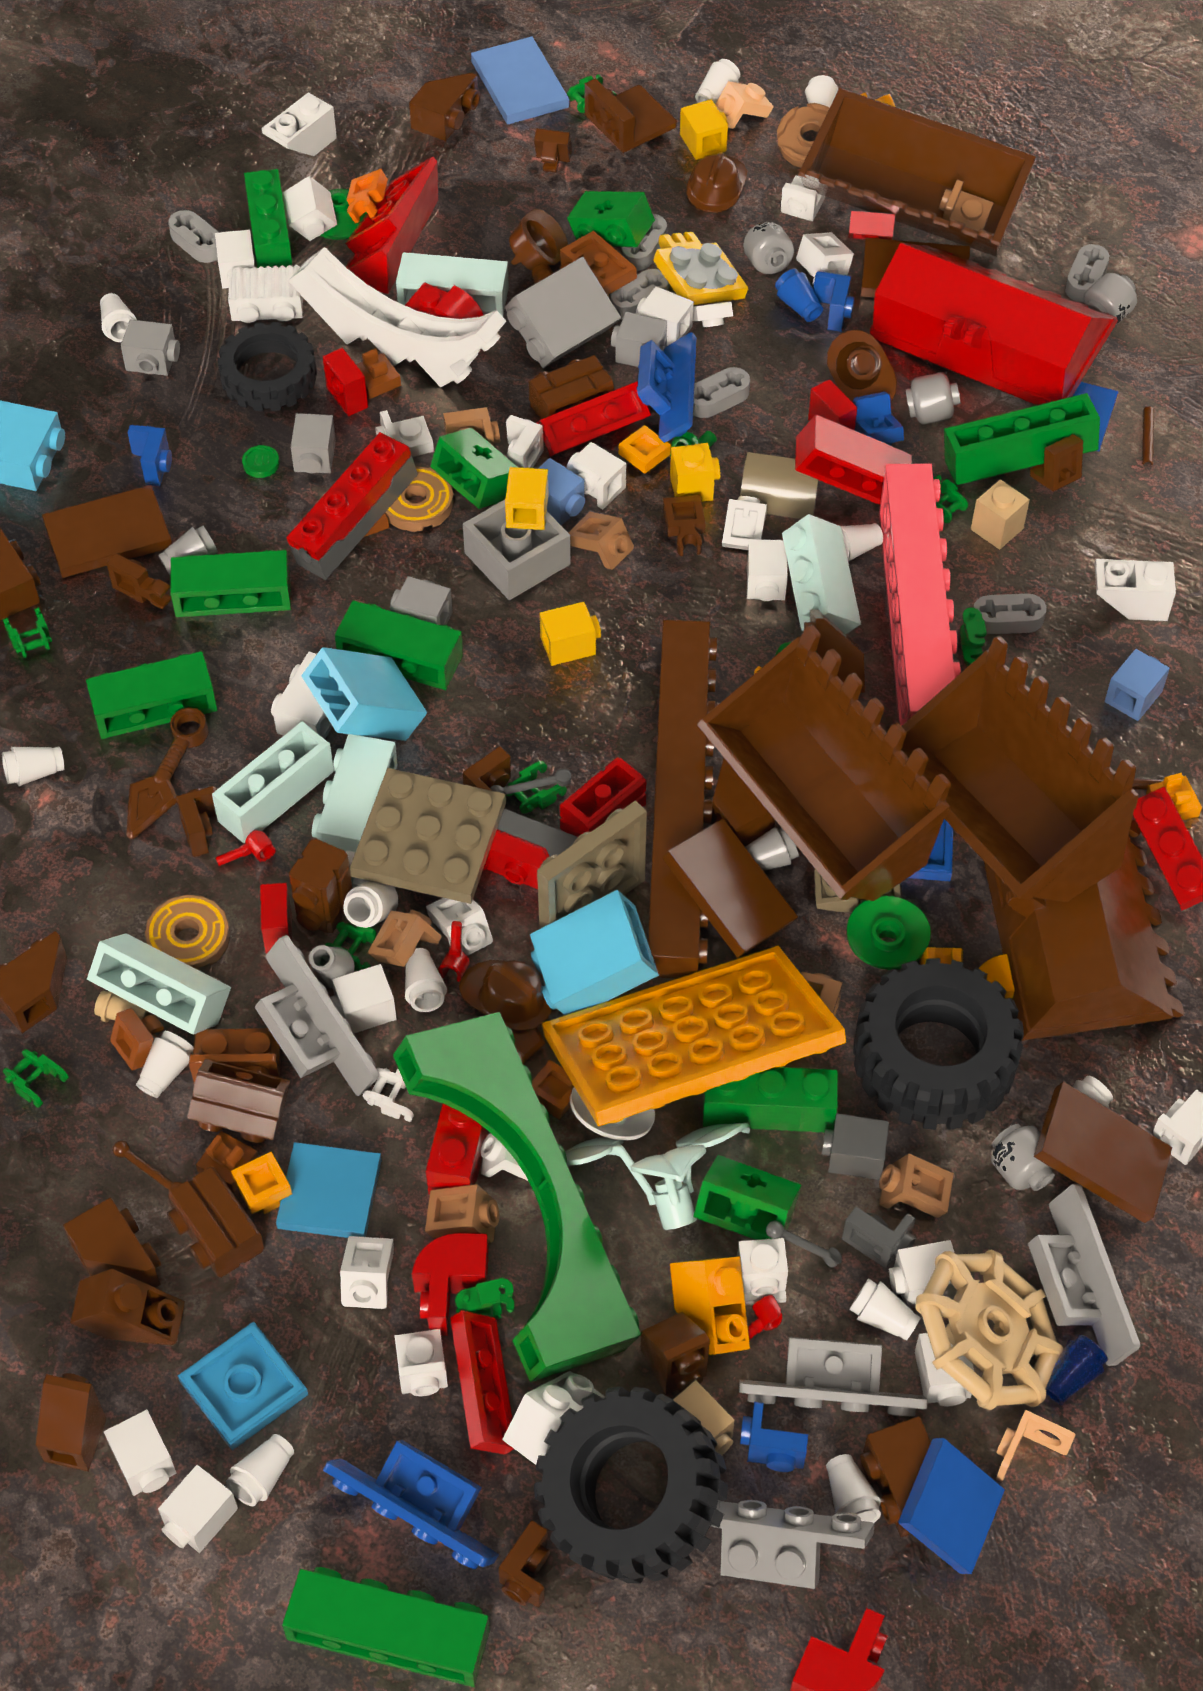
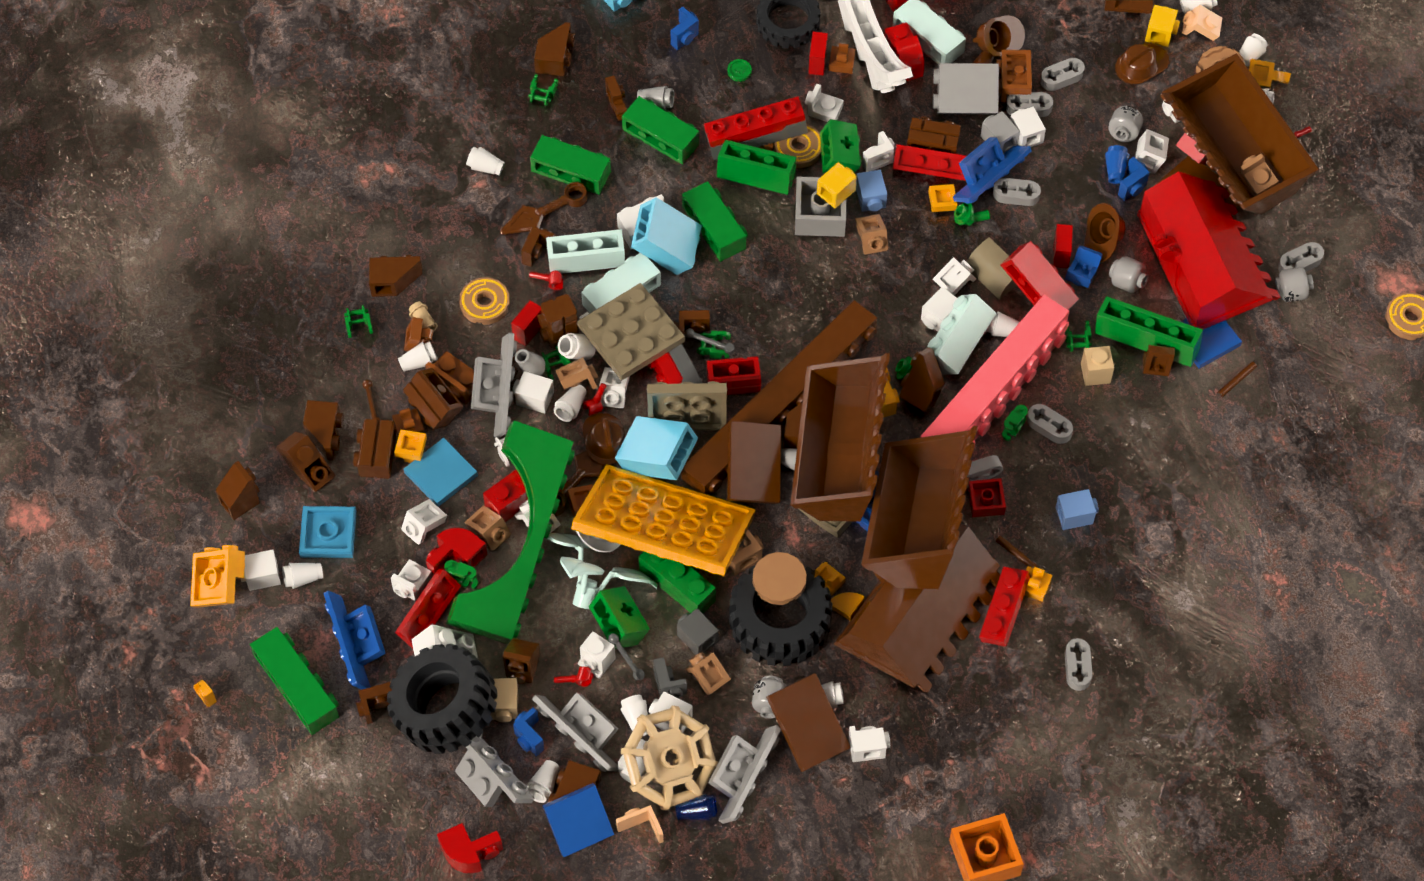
camera: 40 degrees right, 5 degrees up
(94, 531) = (627, 58): reddish brown tile -> none
(140, 1453) = (257, 528): white brick -> none
(145, 1566) = (215, 575): none -> light orange plate
(158, 983) = (446, 316): light aqua brick -> none
(313, 443) = (770, 78): light grey brick -> none
(395, 548) = (756, 167): none -> green brick
(423, 600) = (745, 207): light grey brick -> none
(474, 418) = (864, 123): medium nougat bracket -> none
(569, 633) = (805, 274): yellow brick -> none
(602, 473) = (902, 196): white brick -> none
(621, 220) = (1050, 48): green brick -> none
(685, 520) = (925, 251): reddish brown plate -> none
(694, 471) = (953, 229): yellow brick -> none
(698, 269) = (1073, 111): piece -> none
(712, 313) = (1056, 142): white plate -> none
(714, 1300) = (557, 651): light orange slope -> none
(893, 919) = (814, 532): green dish -> none
(915, 995) = (779, 578): none -> medium nougat tile
(1137, 587) = (1128, 457): white slope -> none

